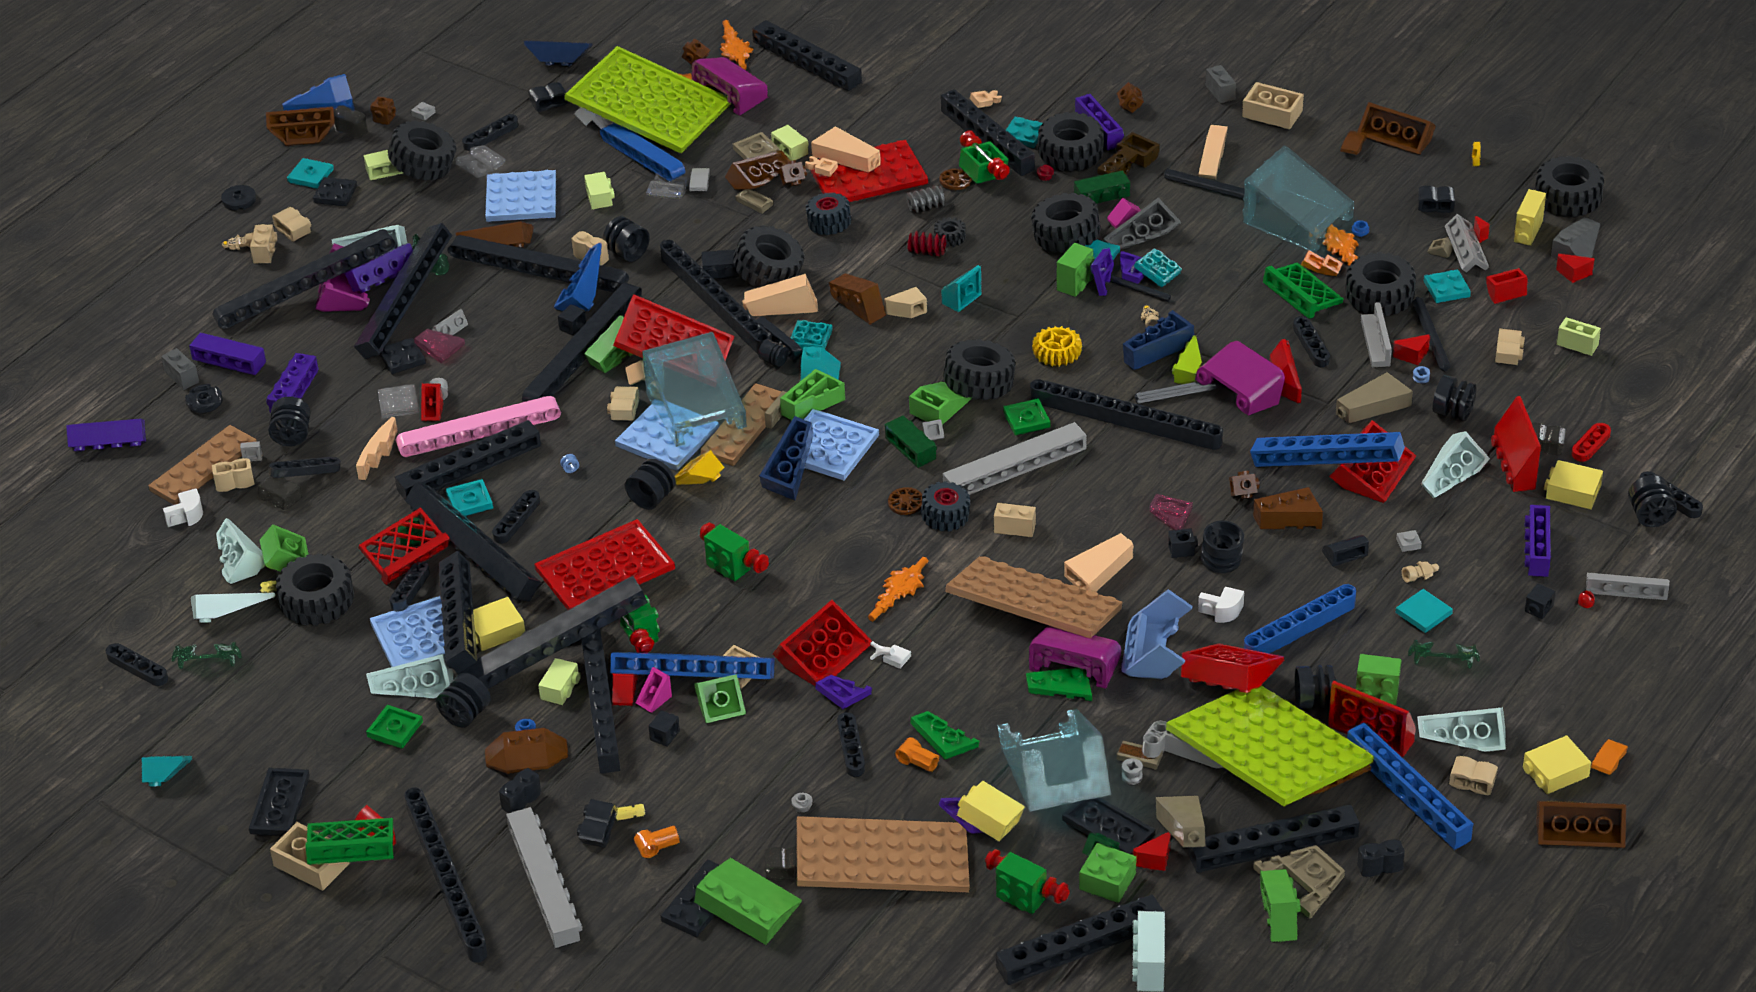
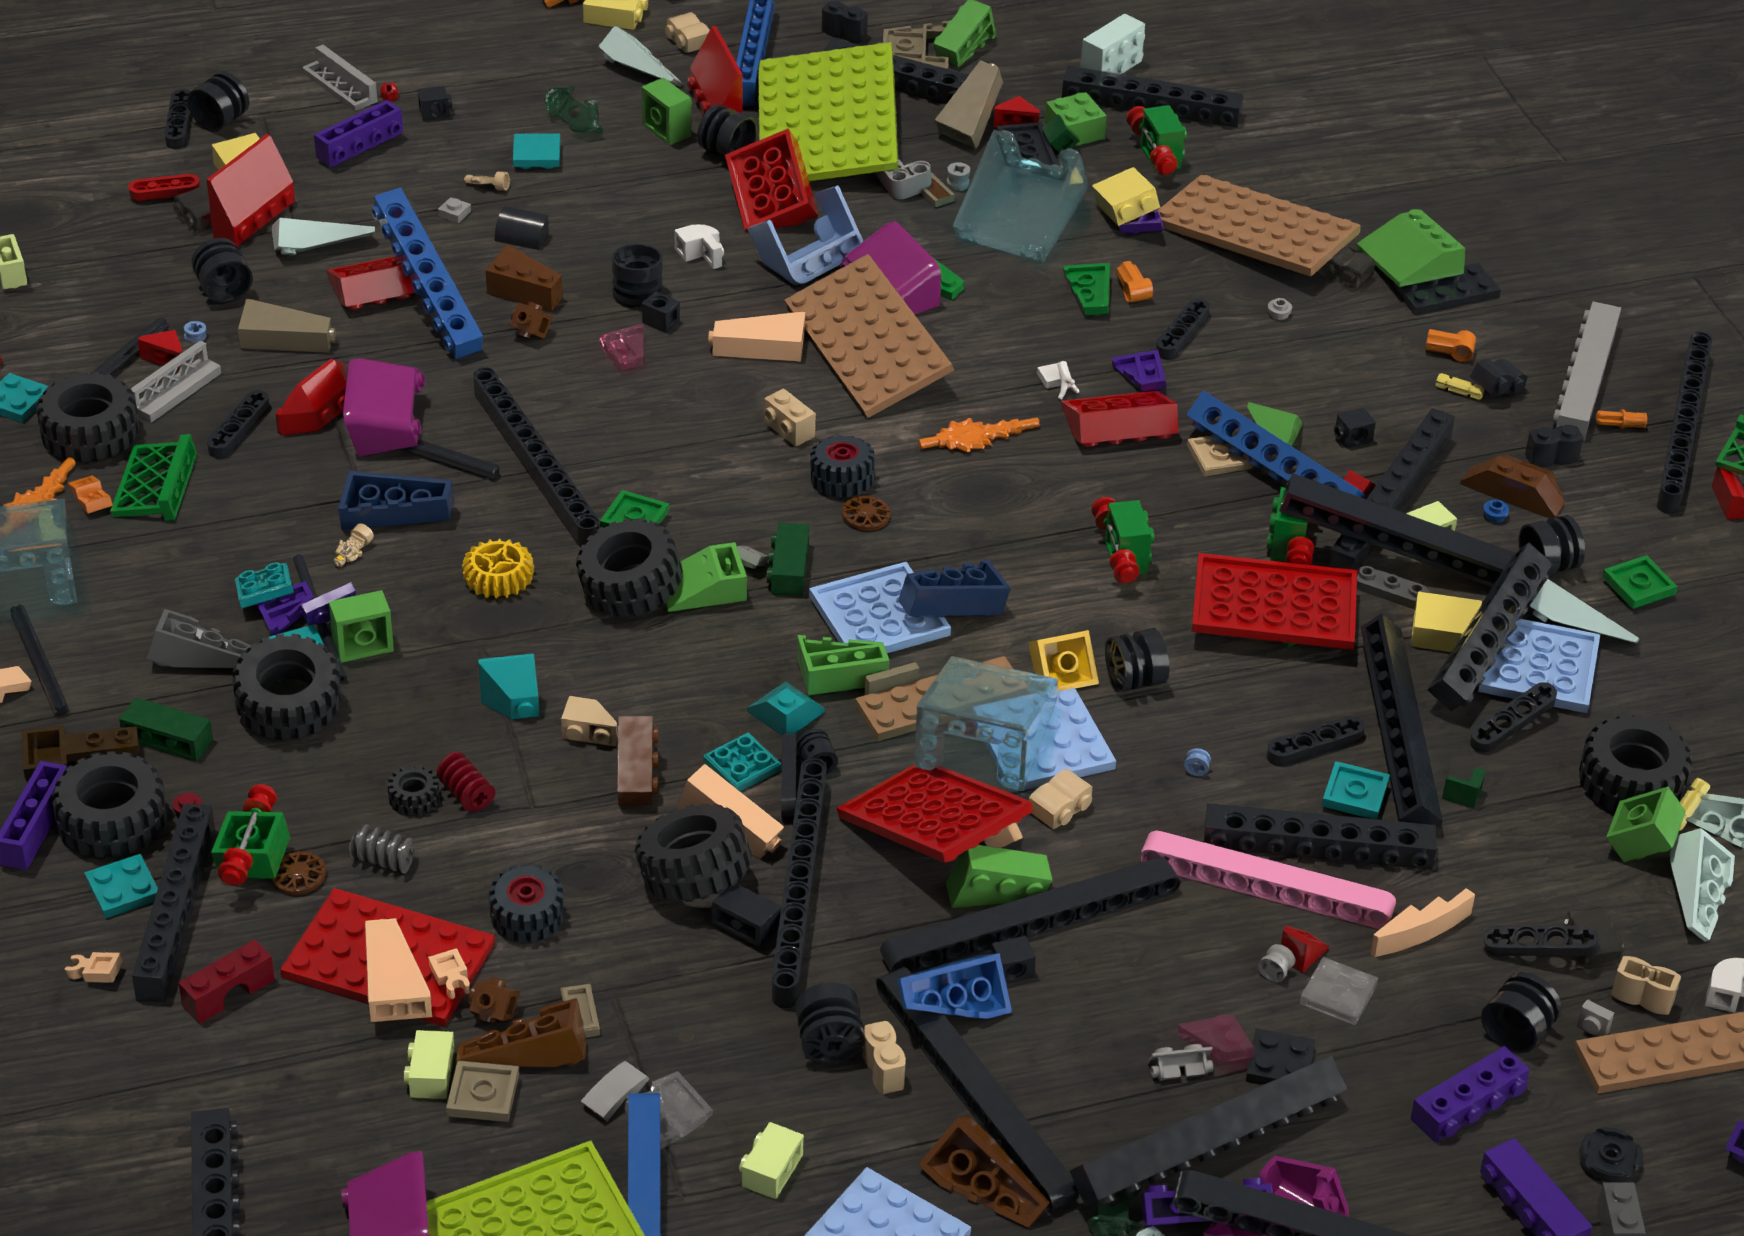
camera: 145 degrees left, 0 degrees up
(419, 554) = (1487, 753): red fence -> none
(490, 850) = (1622, 419): none -> orange axle
(655, 690) = (1331, 459): dark pink slope -> none
(918, 119) = (205, 990): none -> dark red arch
(1018, 459) = (710, 475): light grey brick -> none
(1122, 213) = (189, 682): dark pink slope -> none
(1188, 363) = (401, 458): lime slope -> none
(1302, 620) = (655, 196): blue beam -> none
(1509, 346) = (77, 300): tan brick -> none

